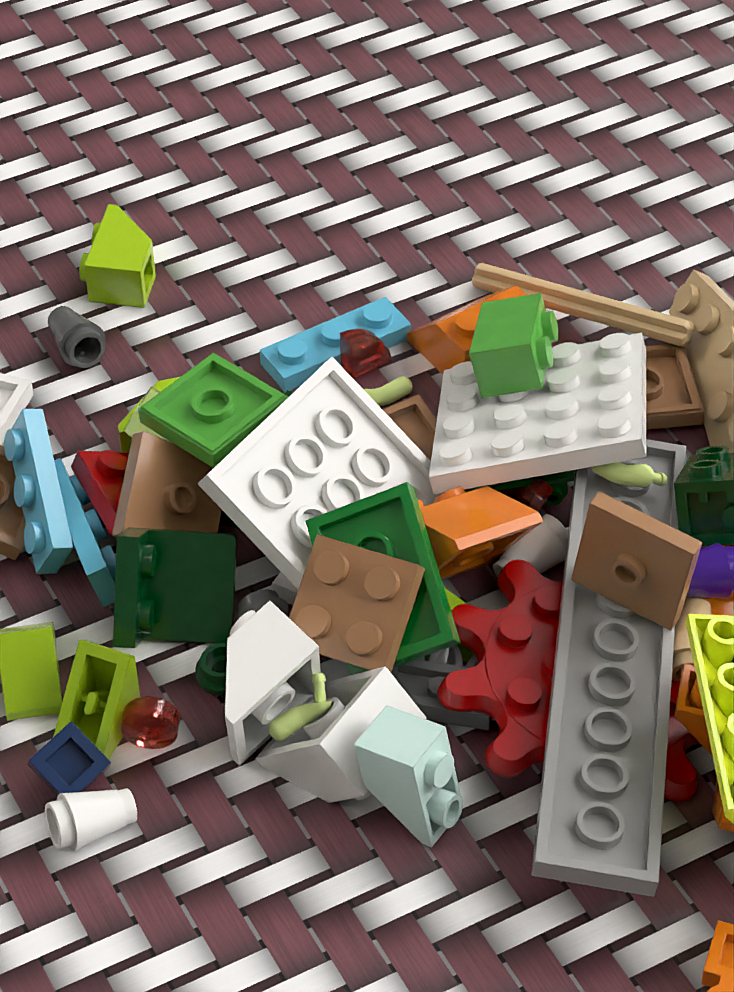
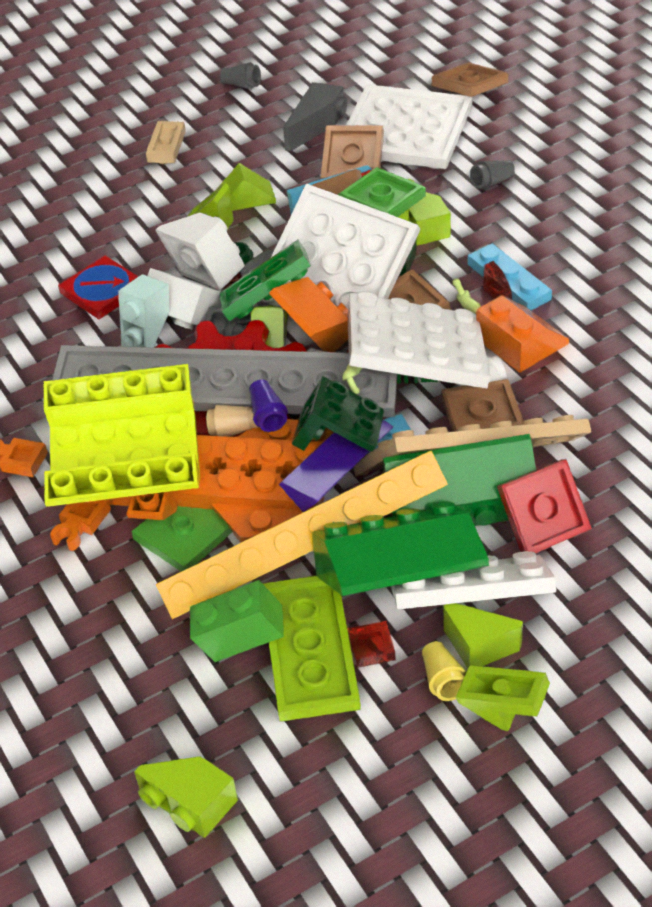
camera: 90 degrees right, 0 degrees up
(38, 491) = (371, 153): medium azure plate -> none
(69, 761) = (173, 208): dark blue plate -> none
(88, 816) = (141, 220): white cone -> none
(119, 261) = (563, 179): lime slope -> none
(174, 586) = (273, 207): dark green bracket -> none
(268, 880) = (97, 286): none -> tile
(300, 715) = (192, 275): yellowish green piece -> none
(356, 602) = (246, 270): medium nougat plate -> none
(513, 345) = (461, 312): bright green brick -> none
(588, 305) = (553, 375): tan axle -> none
(635, 560) = (250, 355): medium nougat plate -> none

